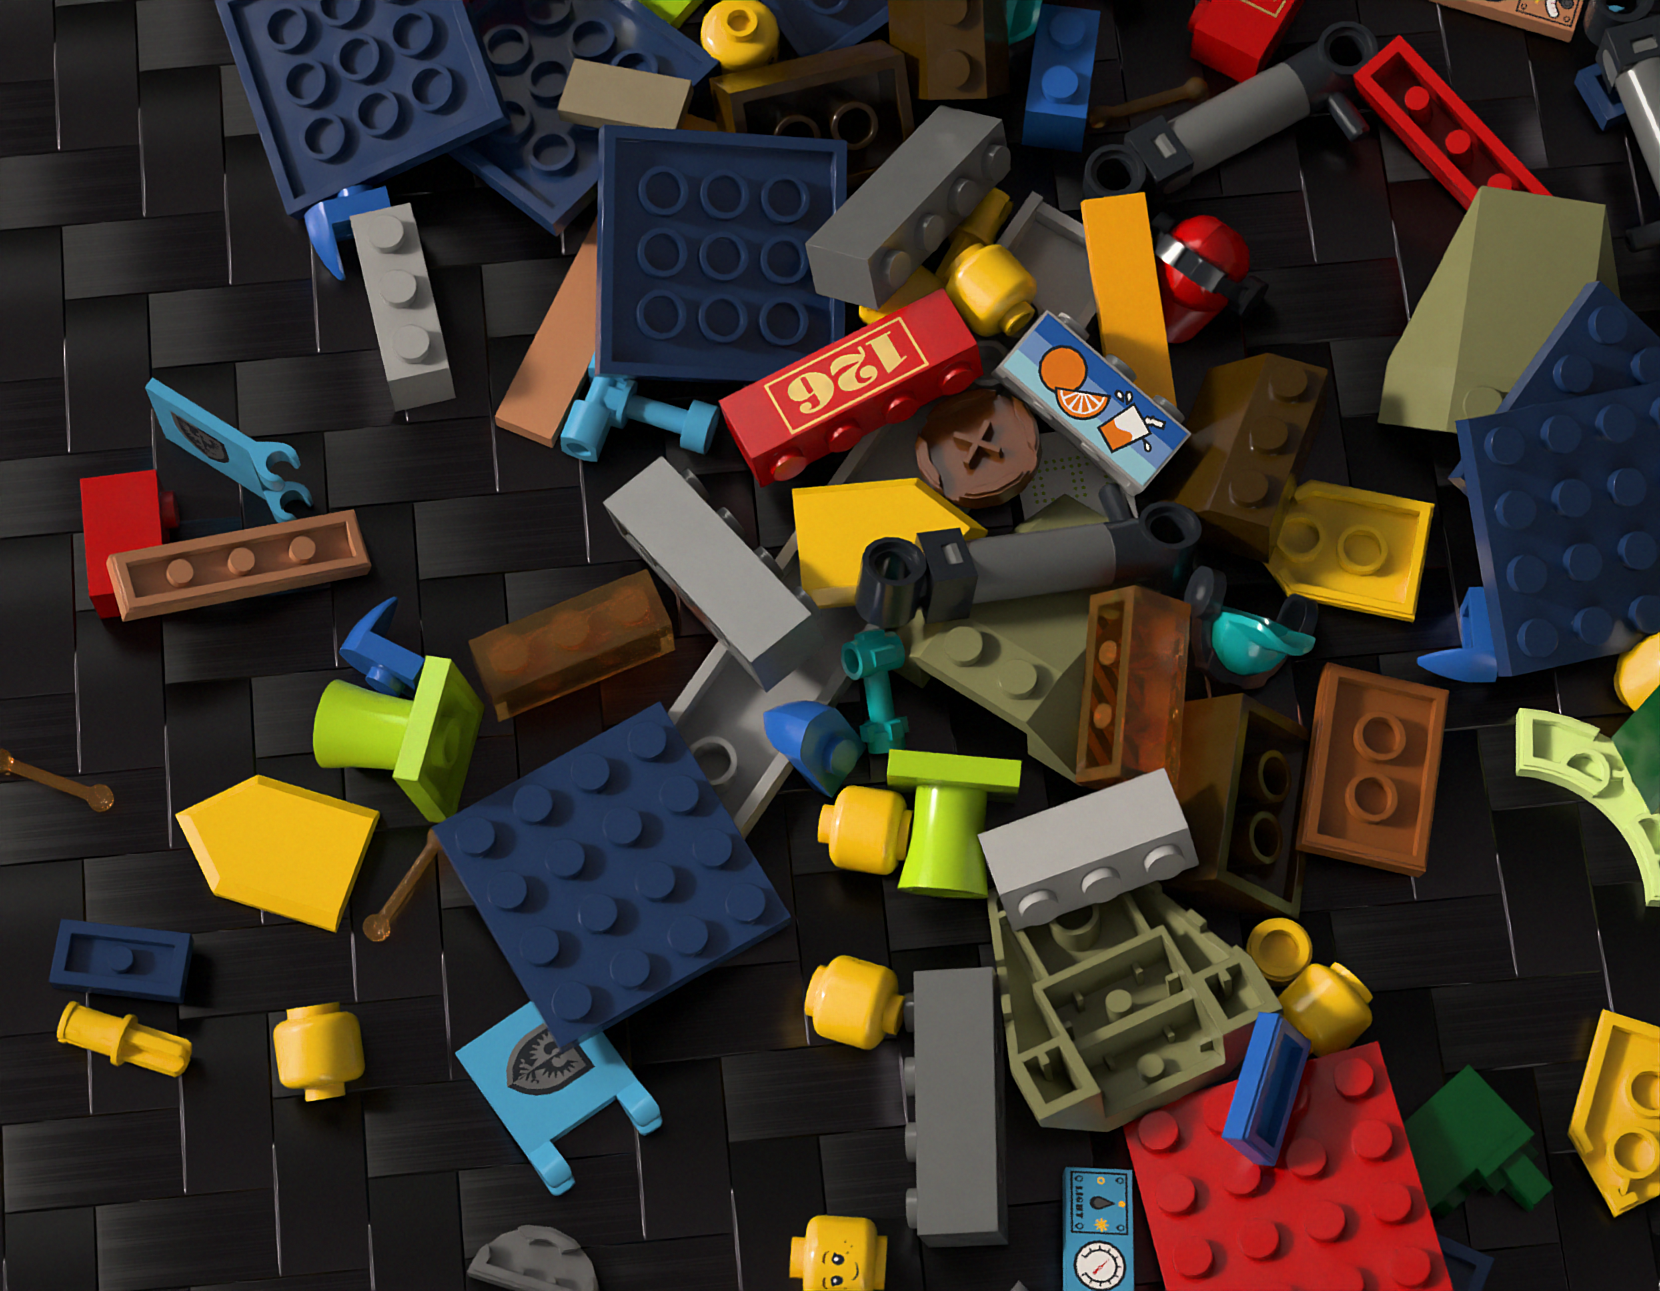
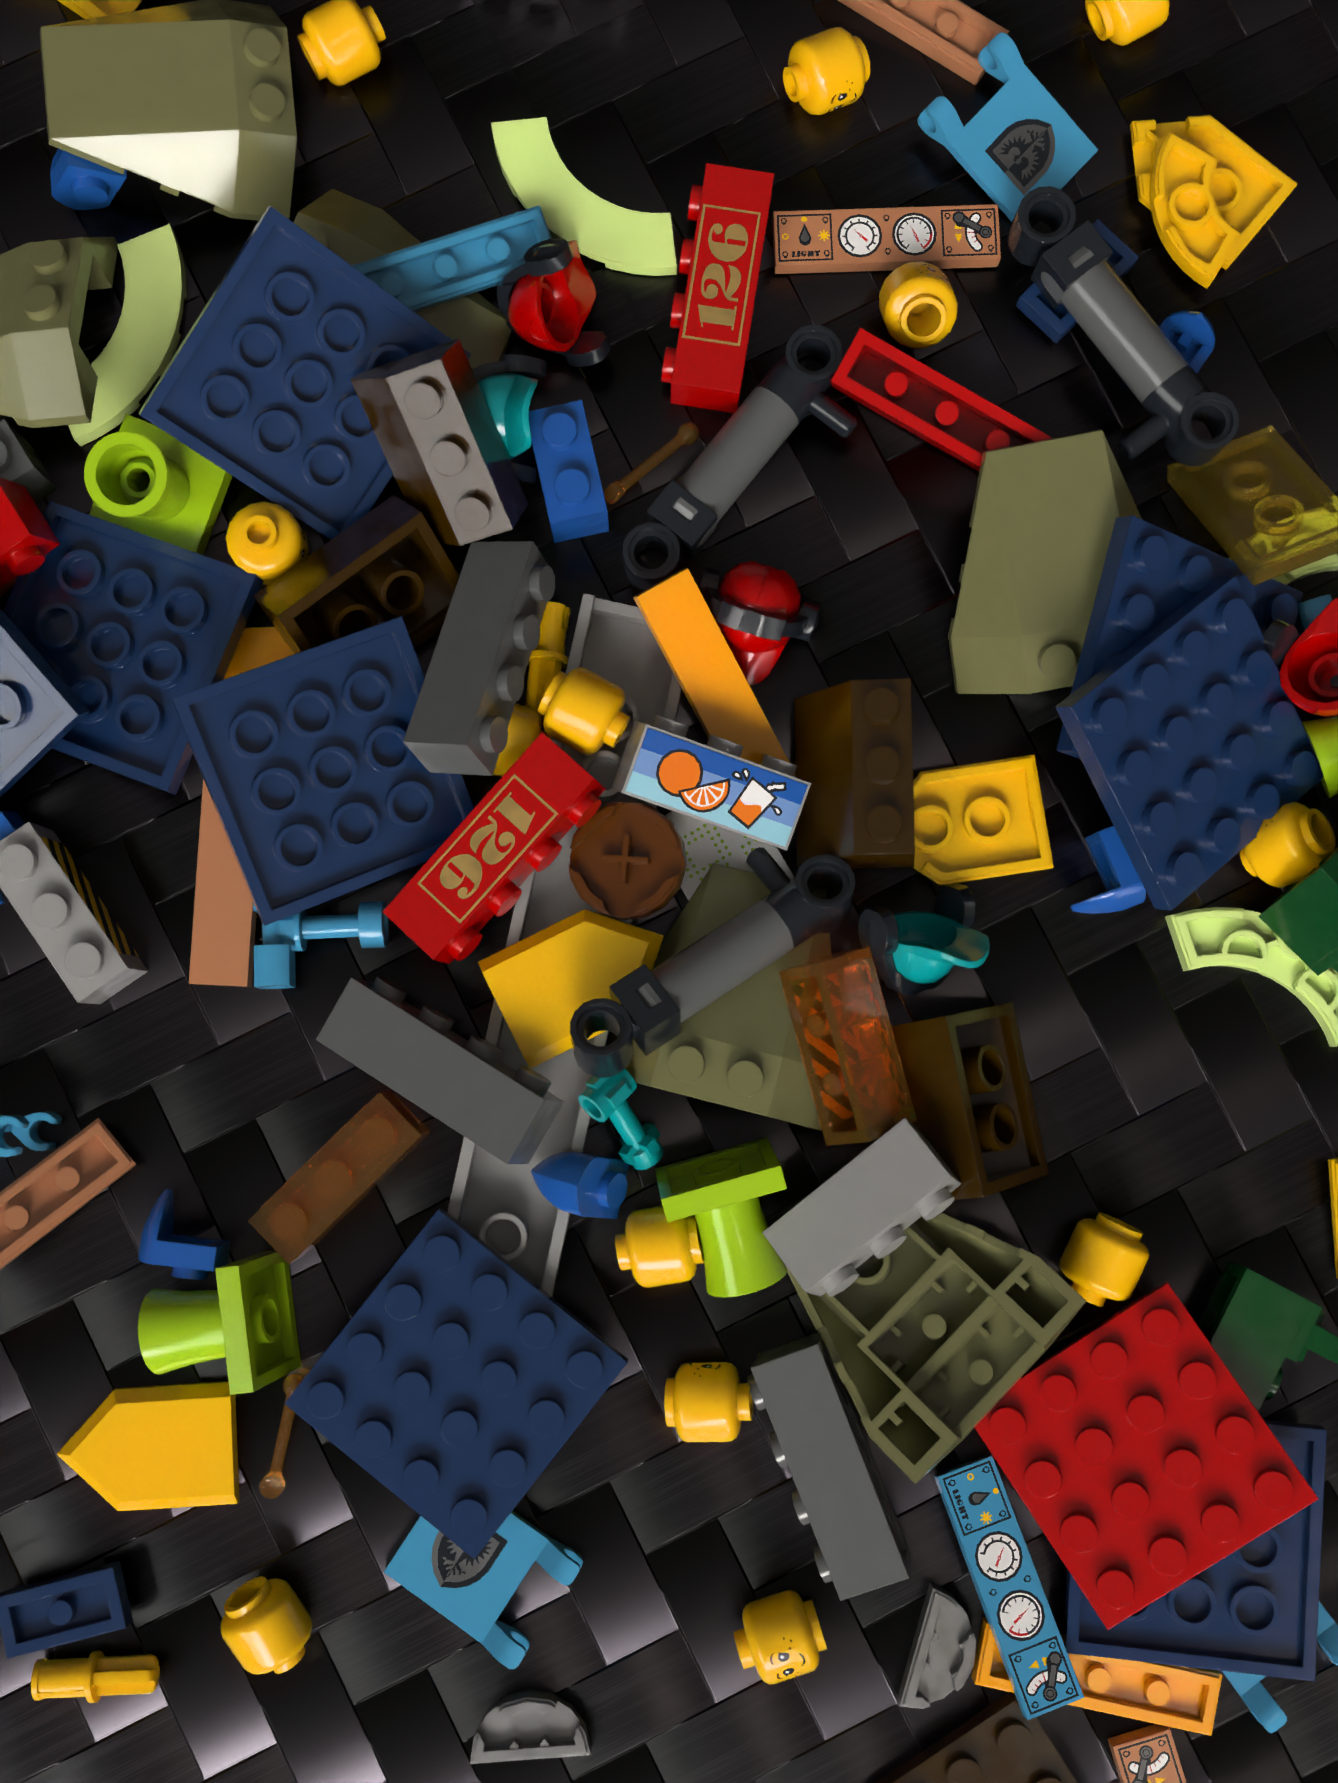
camera: 25 degrees left, 15 degrees up
(623, 96) = (185, 647): dark tan tile -> none
(1266, 1089) = (1097, 1377): blue tile -> none
(1280, 950) = (1043, 1210): yellow tile -> none
(1372, 770) = (1066, 1019): dark orange tile -> none
(1470, 43) = (918, 305): none -> yellow head

